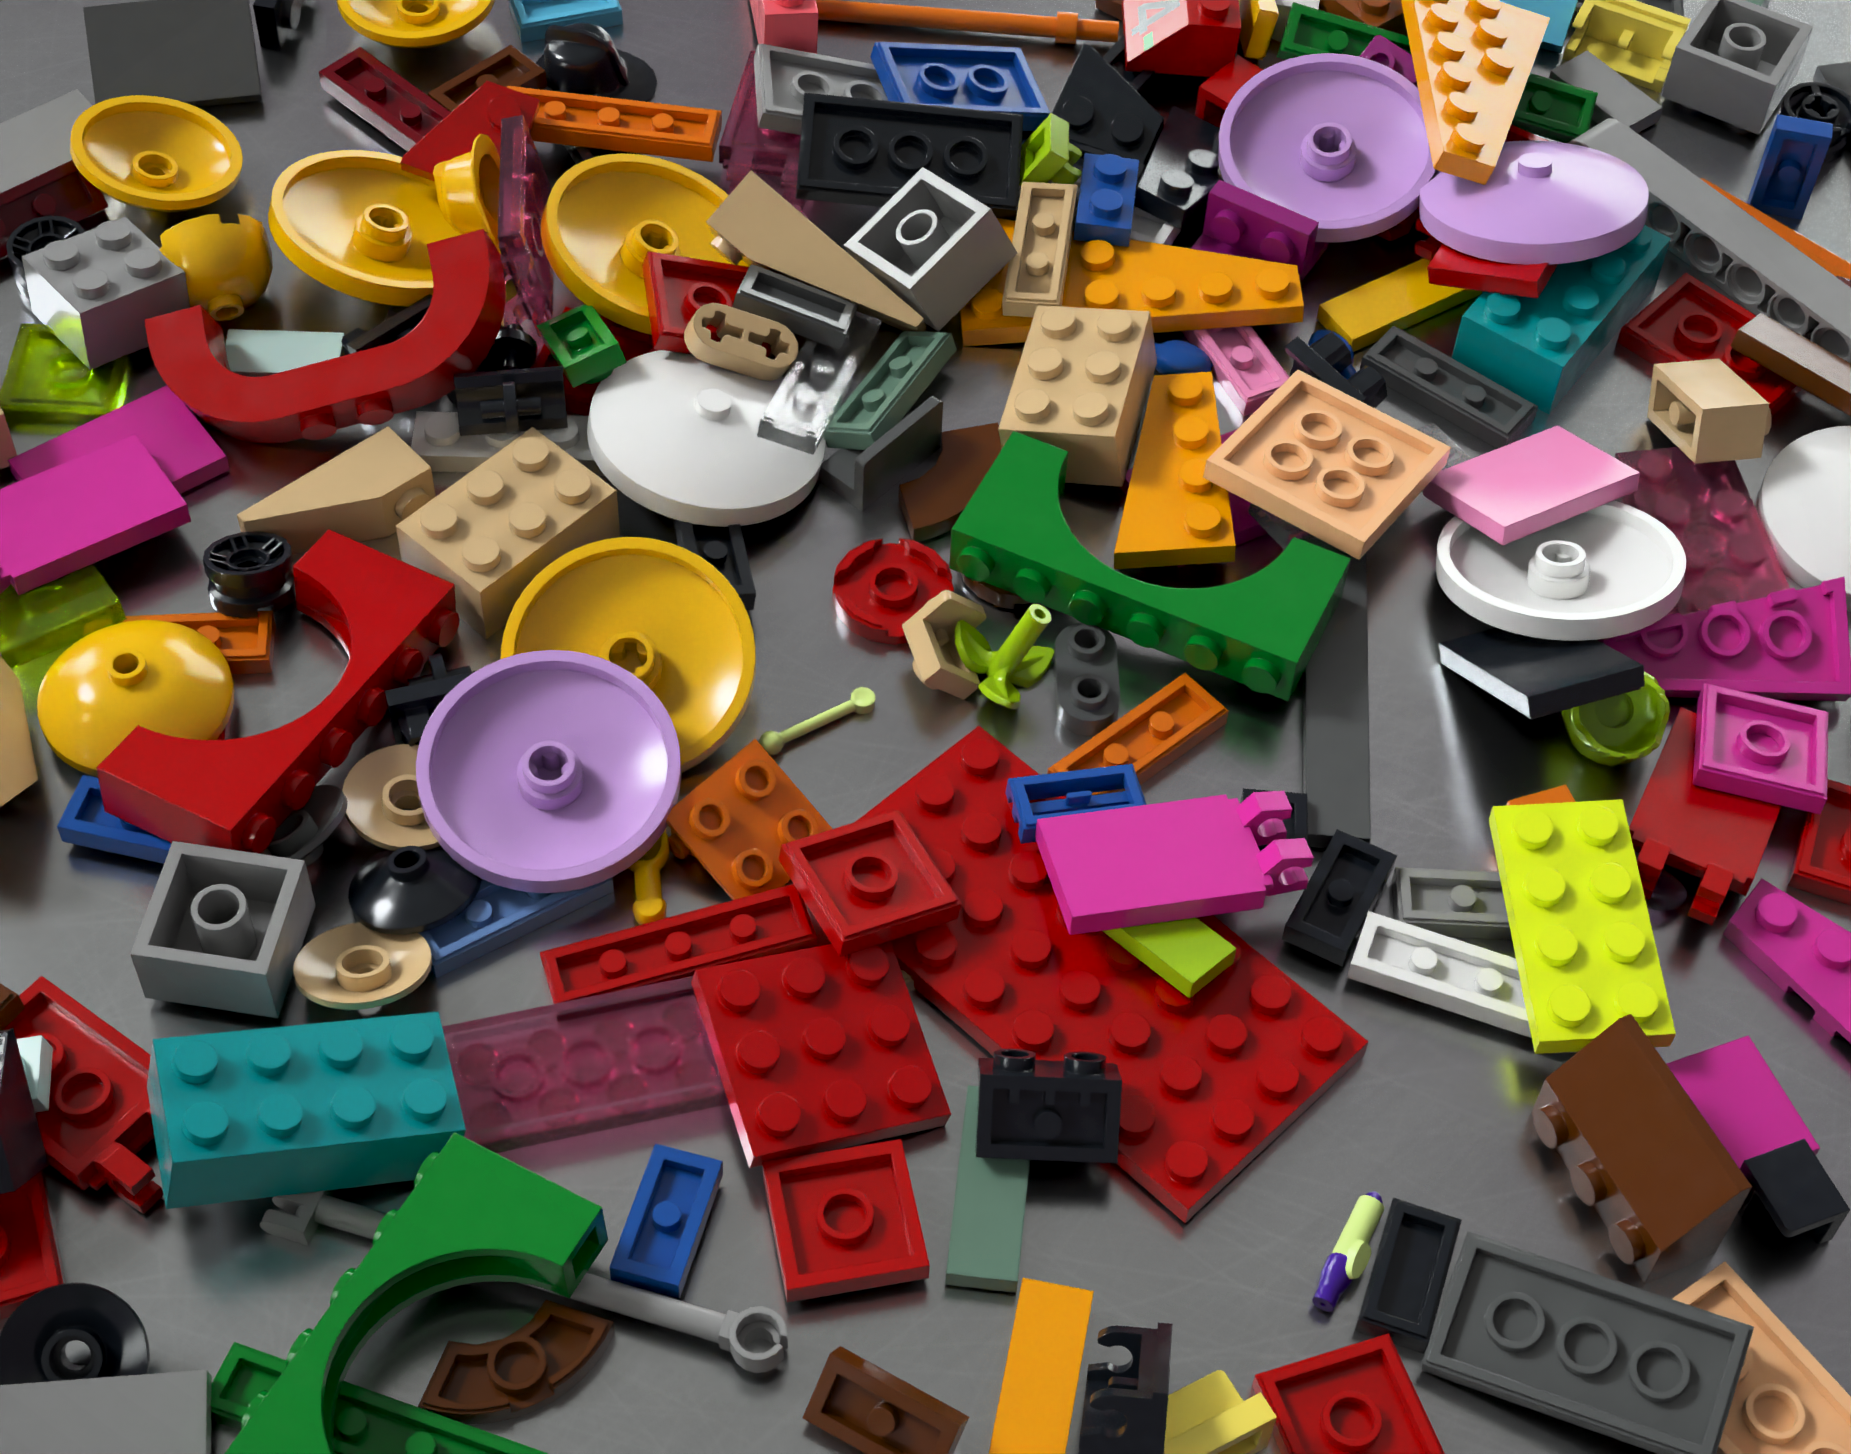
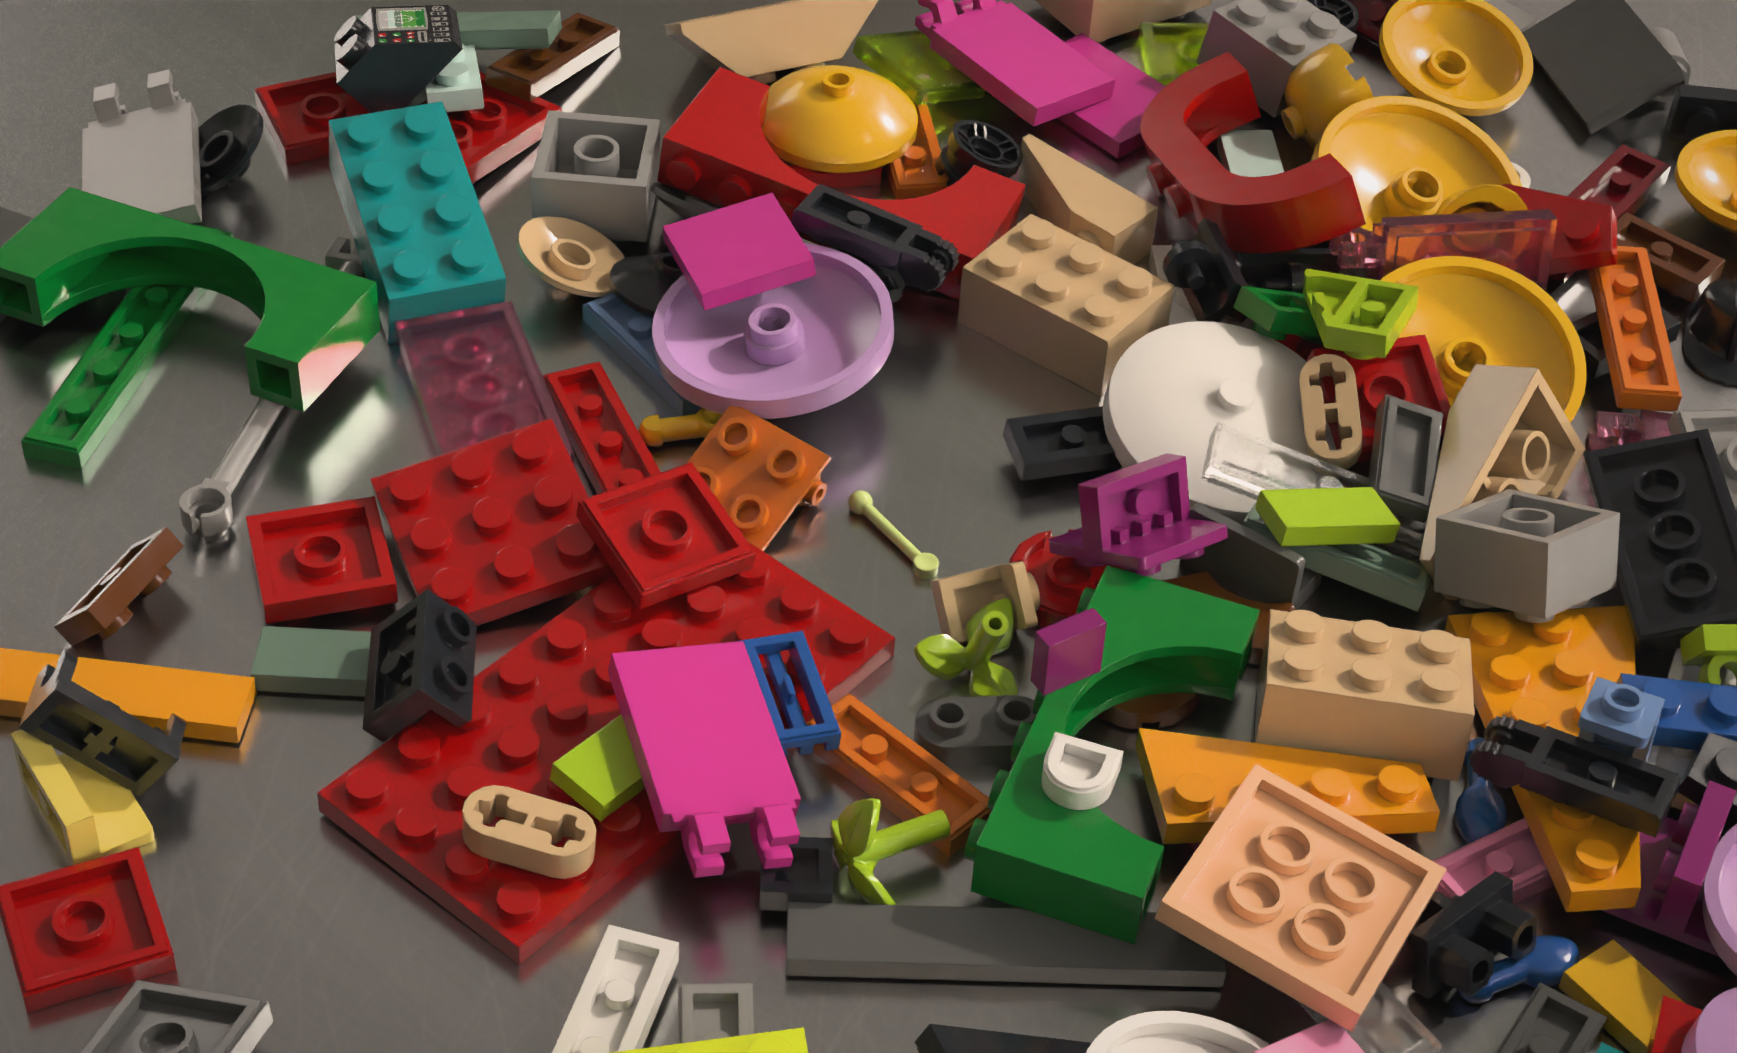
camera: 85 degrees right, 10 degrees down
(423, 660) = (876, 237): none -> black hinge
(439, 779) = (739, 251): none -> dark pink tile
(520, 1371) = (199, 387): reddish brown tile -> none
(629, 285) = (1358, 312): none -> lime wing
(656, 616) = (947, 386): yellow dish -> none
(666, 1221) = (325, 450): blue plate -> none
(881, 370) = (1327, 516): none -> lime tile
(891, 507) = (1138, 519): none -> magenta bracket
(1043, 247) = (1571, 651): tan tile -> none
(1096, 557) = (1068, 651): none -> magenta tile
(1155, 225) = (1620, 718): none -> medium blue bracket
(1203, 266) = (1576, 773): none -> black hinge
(1222, 577) = (1079, 772): none -> white tile
(1259, 752) = (861, 846): none -> lime plant
(1271, 1018) = (528, 832): none -> tan beam
(1339, 897) = (710, 928): black plate -> none
(1350, 1252) = (277, 933): piece -> none
(1408, 1275) = (236, 968): black tile -> none

